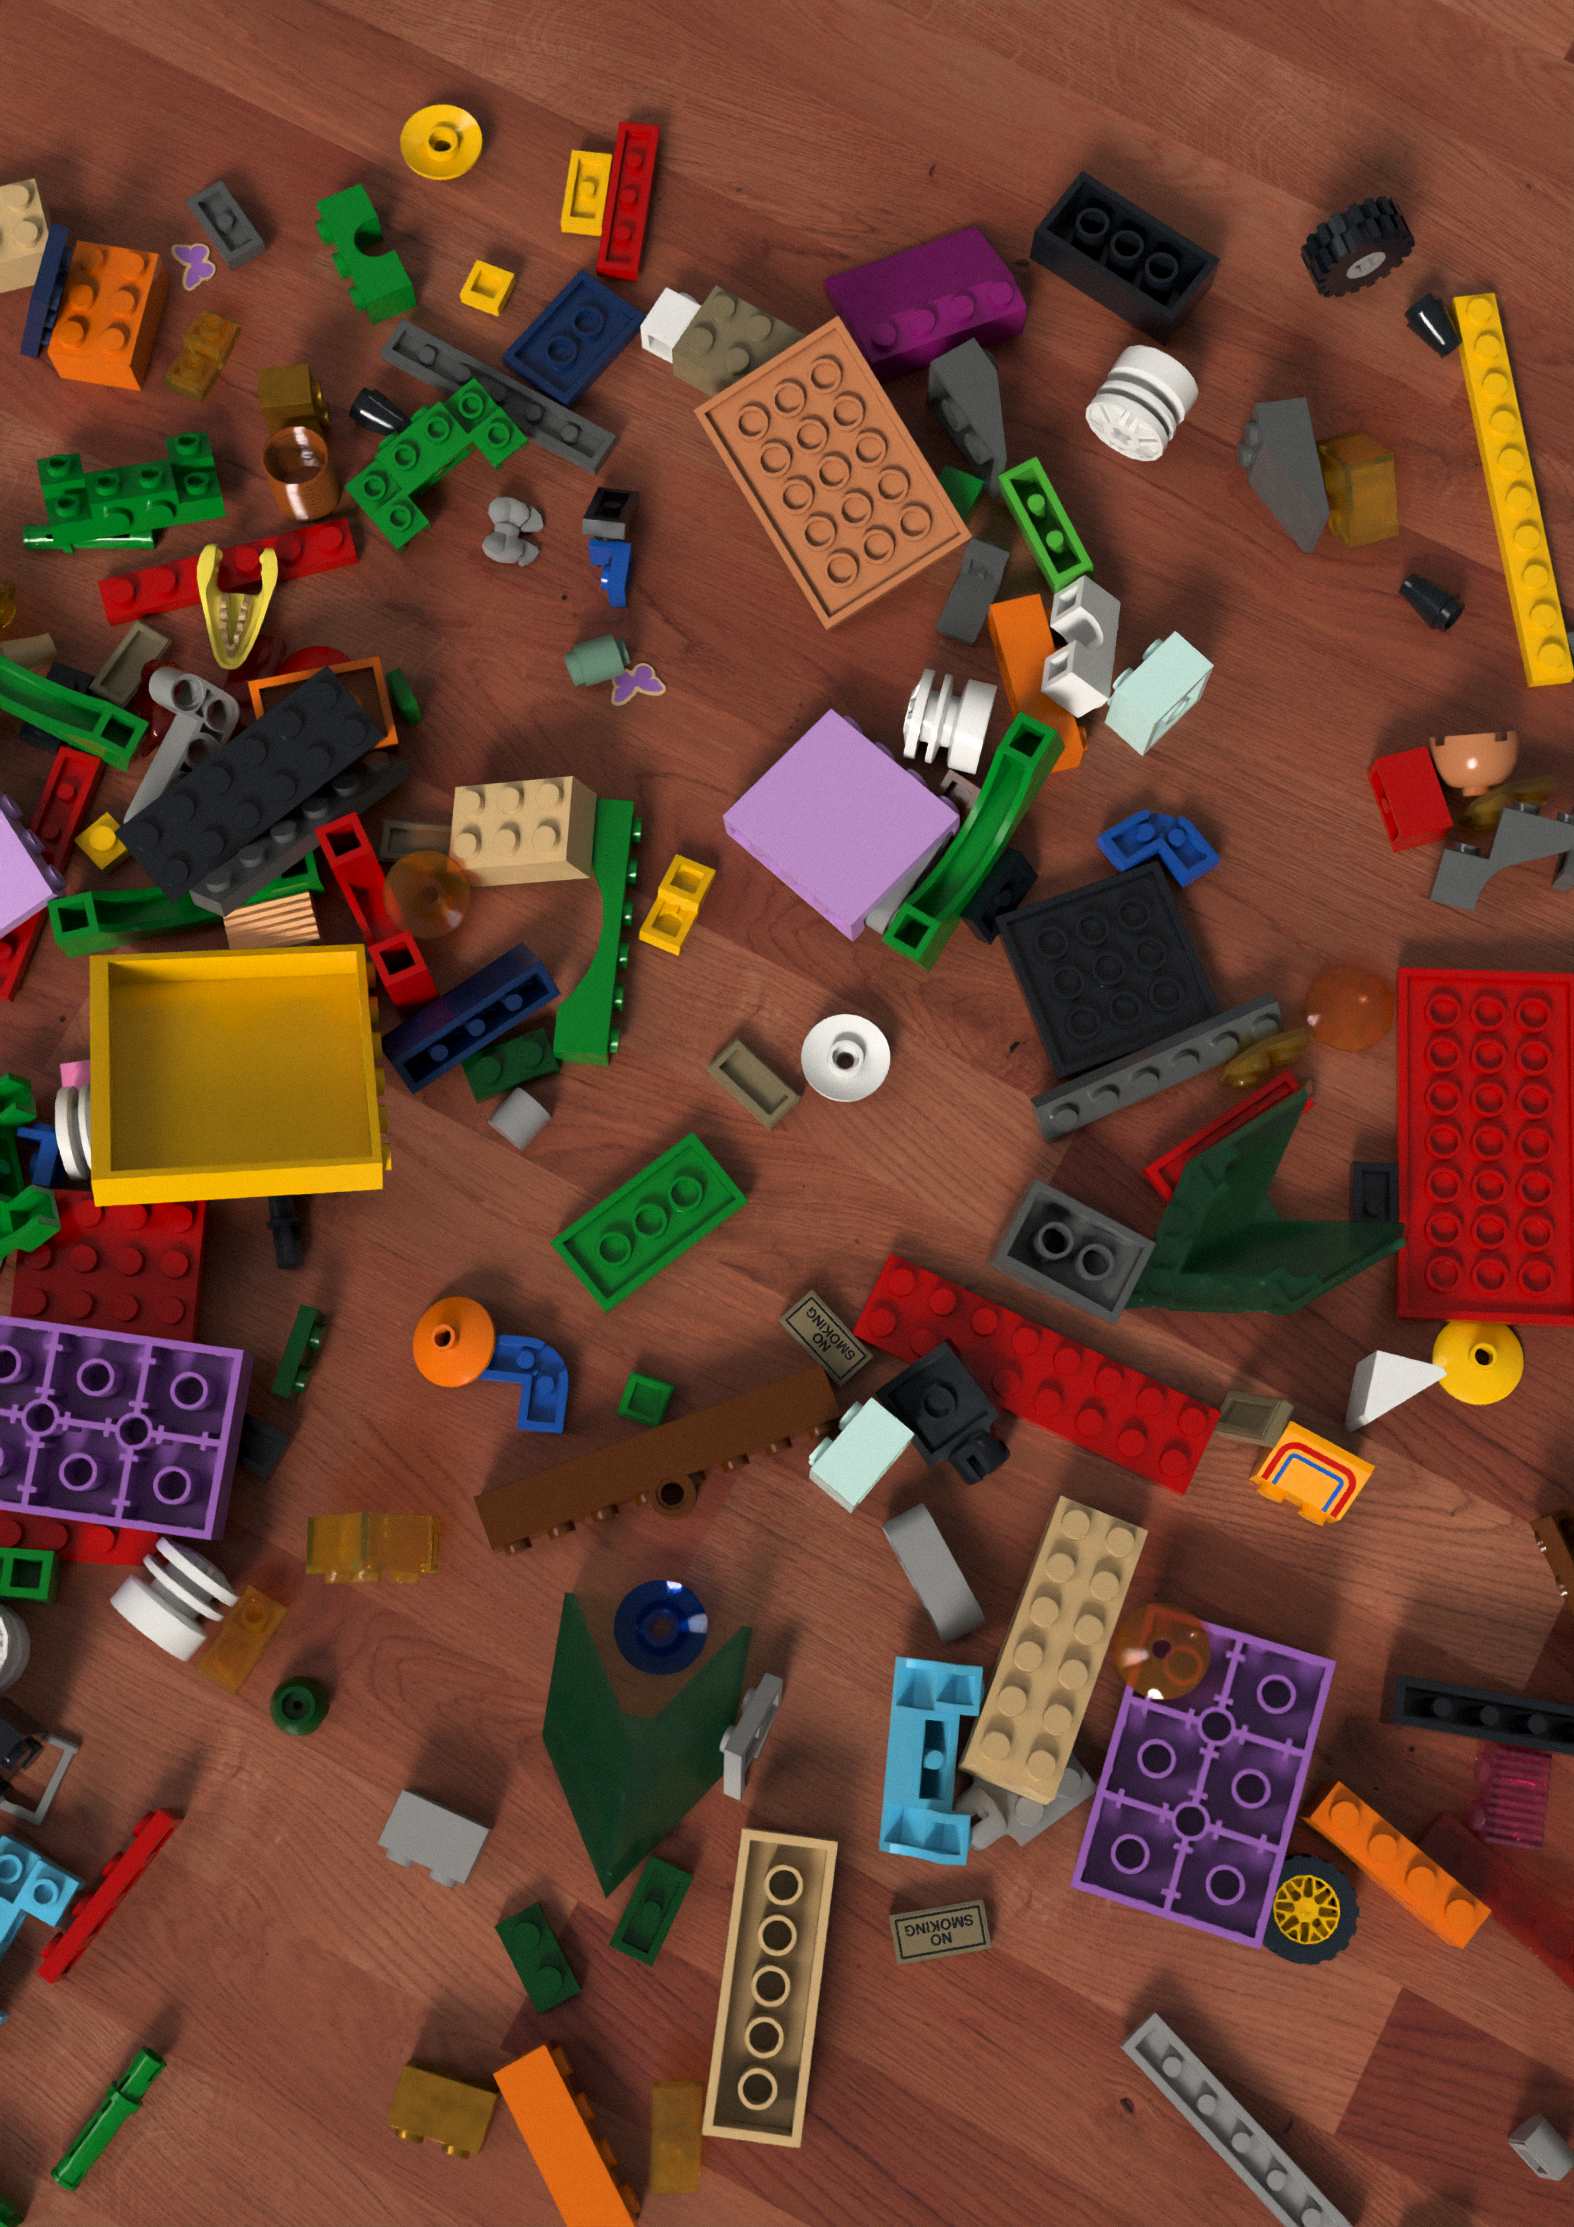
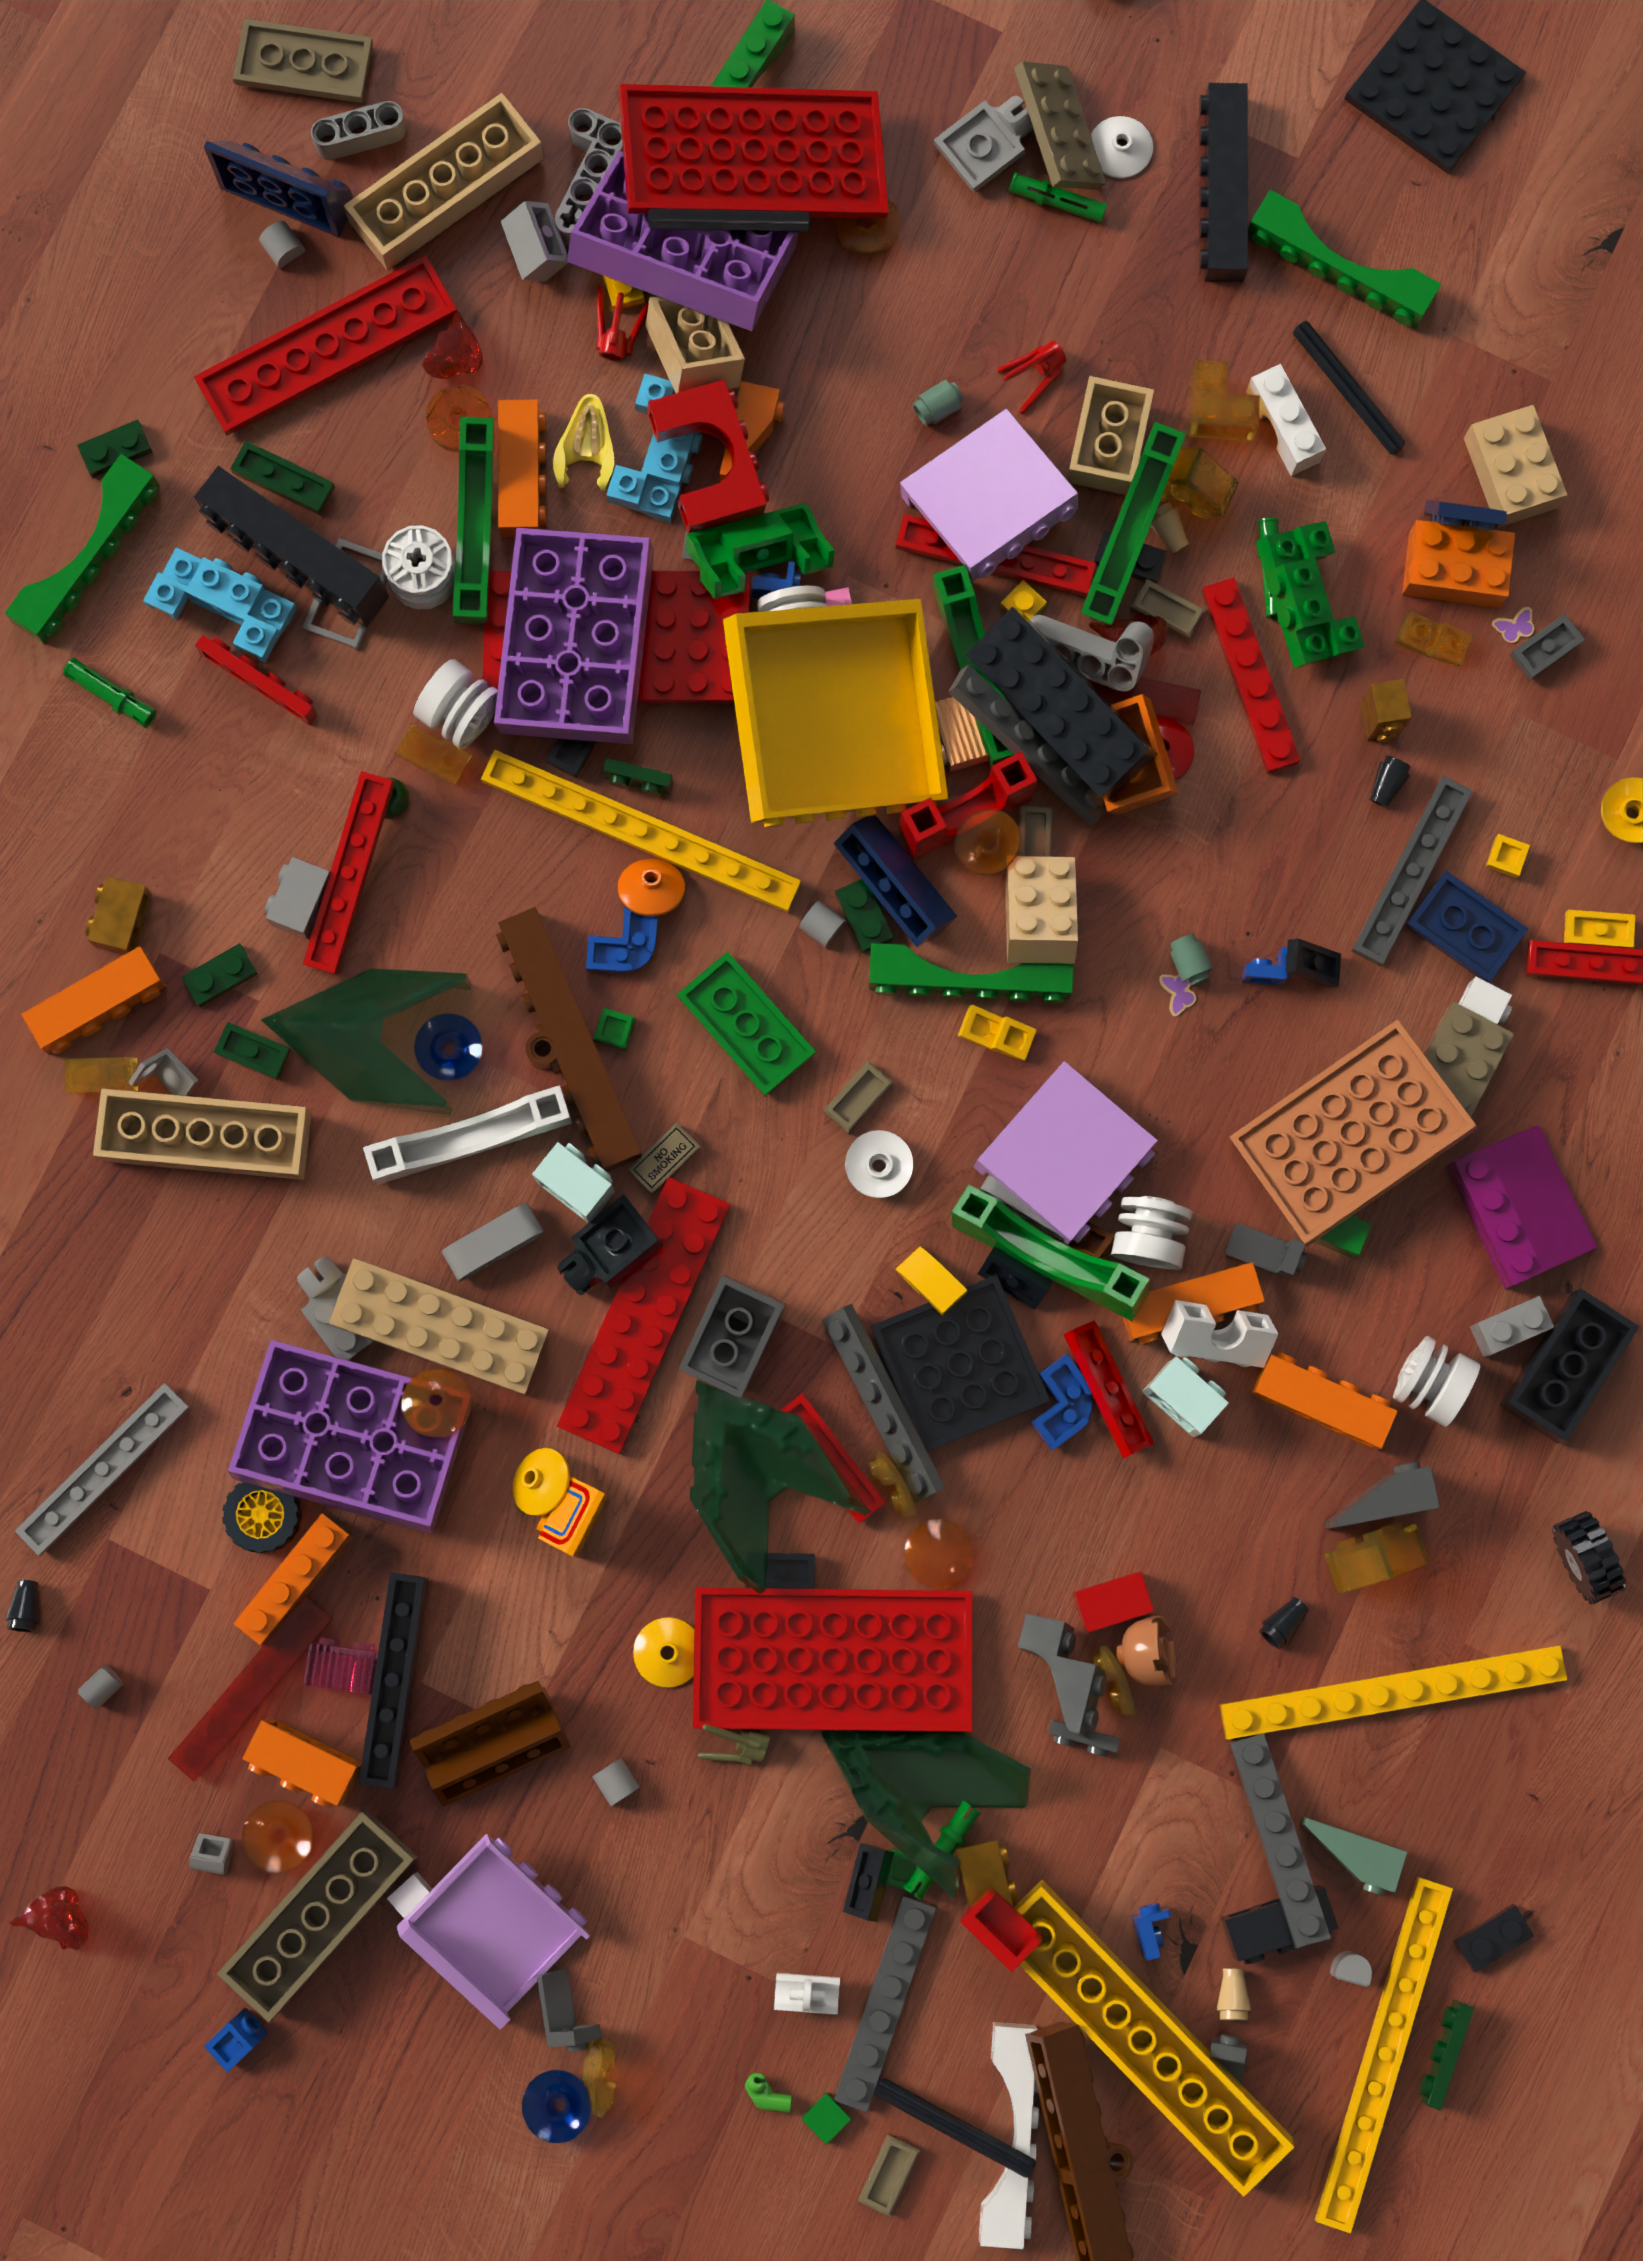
camera: 85 degrees right, 5 degrees up
(232, 617) = (1208, 680): light yellow animal -> none
(285, 1231) = (722, 761): black axle -> none
(291, 450) = (1344, 705): dark orange piece -> none
(372, 1357) = (641, 831): none -> yellow plate
(372, 1544) = (498, 838): clear yellow brick -> none
(377, 282) = (1552, 742): green arch -> none
(403, 697) = (1152, 814): green tile -> none
(405, 1762) = (349, 872): none -> red plate
(427, 453) = (1366, 825): green bracket -> none
(509, 519) = (1309, 886): light grey piece -> none
(677, 2032) = (169, 1071): none -> light grey bracket
(750, 1735) = (374, 1113): light grey wing -> none
(787, 1602) = (445, 1144): none -> white arch
(923, 1759) = (348, 1235): medium azure bracket -> none
(939, 1931) = (242, 1254): dark tan tile -> none
(968, 407) = (1433, 1239): dark grey slope -> none
(999, 999) = (931, 1280): none -> yellow slope
(1044, 525) = (1323, 1306): bright green brick -> none
(1073, 320) = (1511, 1326): none -> light grey brick
(1143, 789) = (1108, 1389): none -> red plate
(1162, 536) = (1325, 1402): none -> orange brick
(1253, 1418) = (611, 1473): dark tan tile -> none
(1264, 1499) = (541, 1482): none -> yellow dish
(1385, 1382) = (639, 1574): white slope -> none
(1433, 325) = (1532, 1627): black cone -> none

